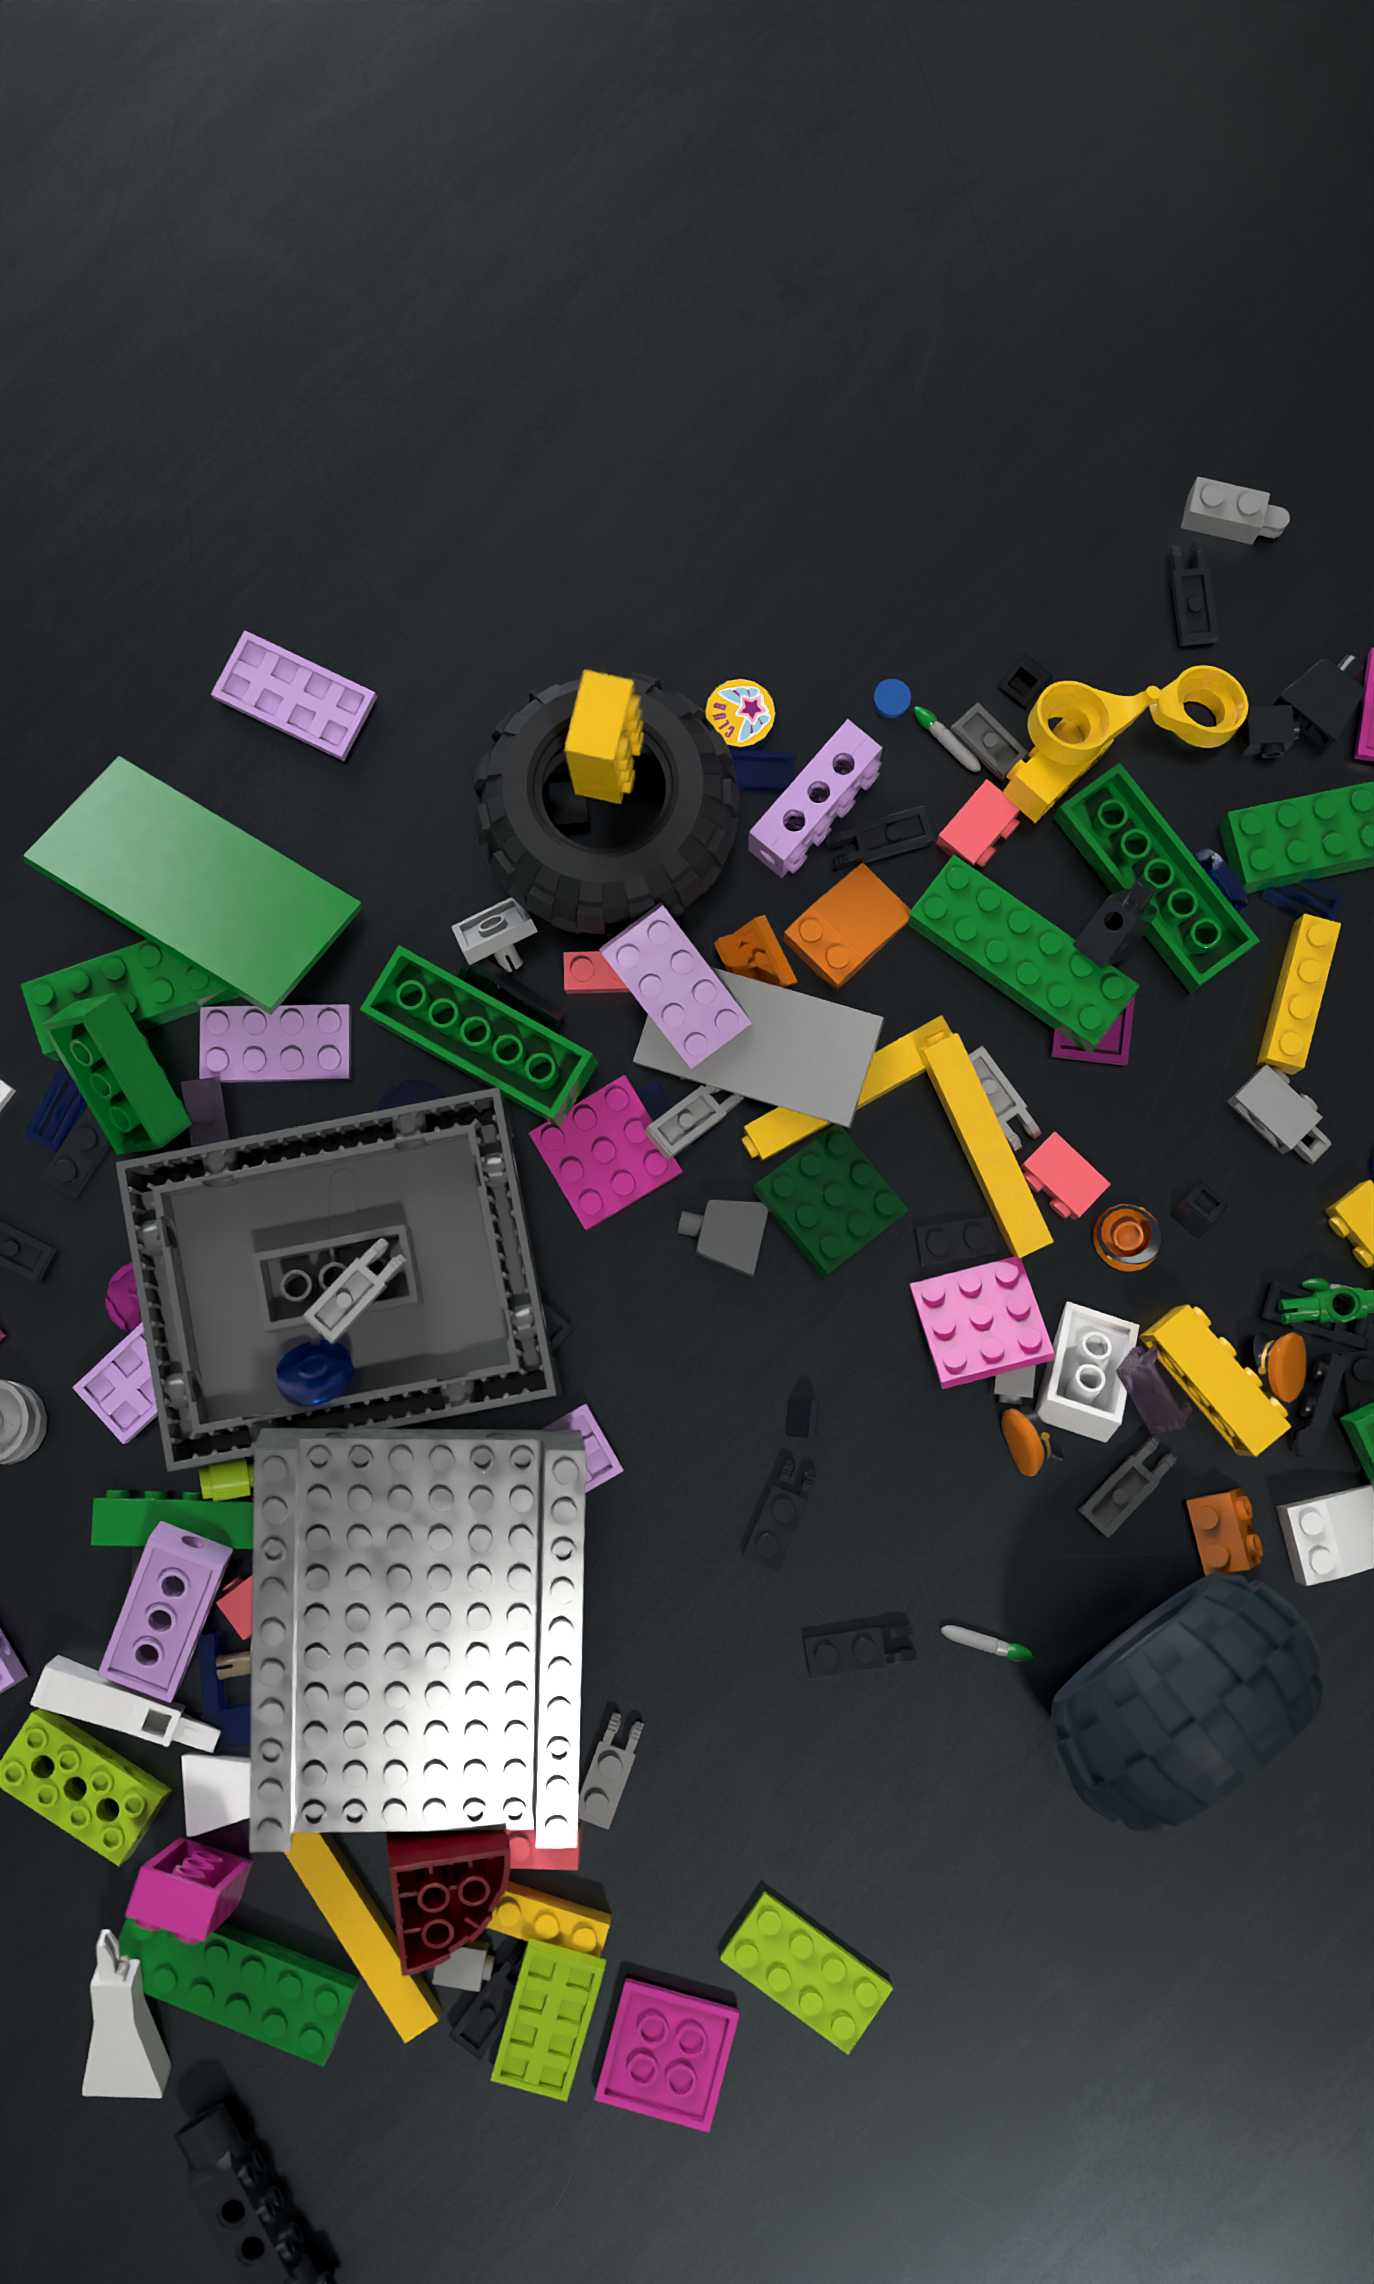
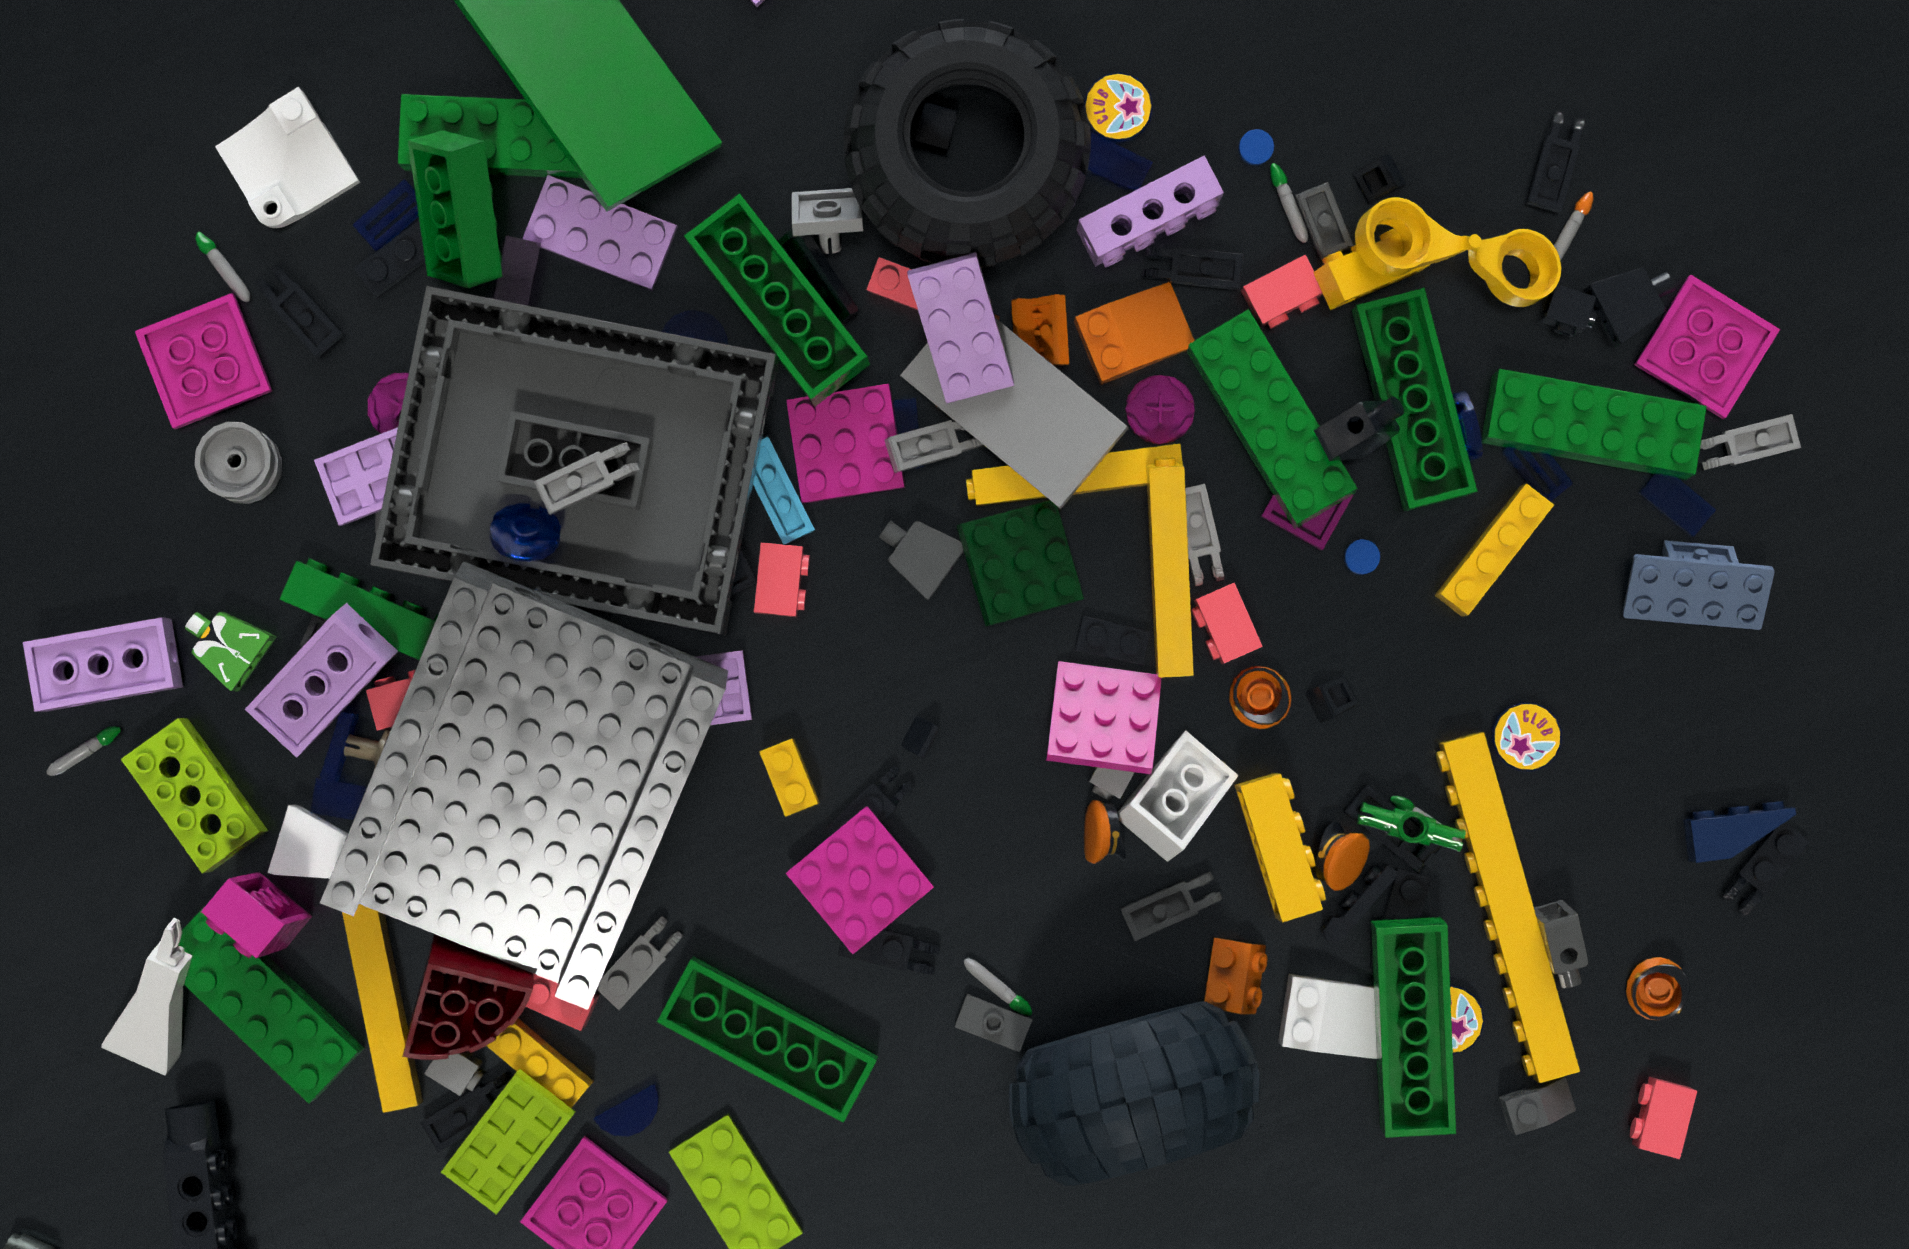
camera: 15 degrees right, 5 degrees up
(59, 1616) = (228, 647): none -> bright green torso
(82, 1694) = (246, 738): white piece -> none
(227, 1480) = (415, 591): lime brick -> none
(561, 1232) = (780, 496): none -> medium azure plate
(595, 1316) = (780, 580): none -> coral brick
(604, 737) = (980, 100): yellow brick -> none
(664, 1935) = (631, 1114): none -> clear blue tile
(686, 1514) = (789, 777): none -> yellow brick
(775, 1797) = (767, 1039): none -> green brick
(801, 1591) = (860, 880): none -> dark pink plate
(905, 991) = (1160, 409): none -> magenta tile
(998, 1682) = (993, 1022): none -> dark grey plate
(1150, 1391) = (1220, 834): clear purple hinge -> none
(1168, 1055) = (1362, 556): none -> blue tile
(1232, 512) = (1622, 104): light grey brick -> none
(1234, 648) = (1571, 227): none -> light grey piece
(1280, 1113) = (1435, 645): light grey brick -> none

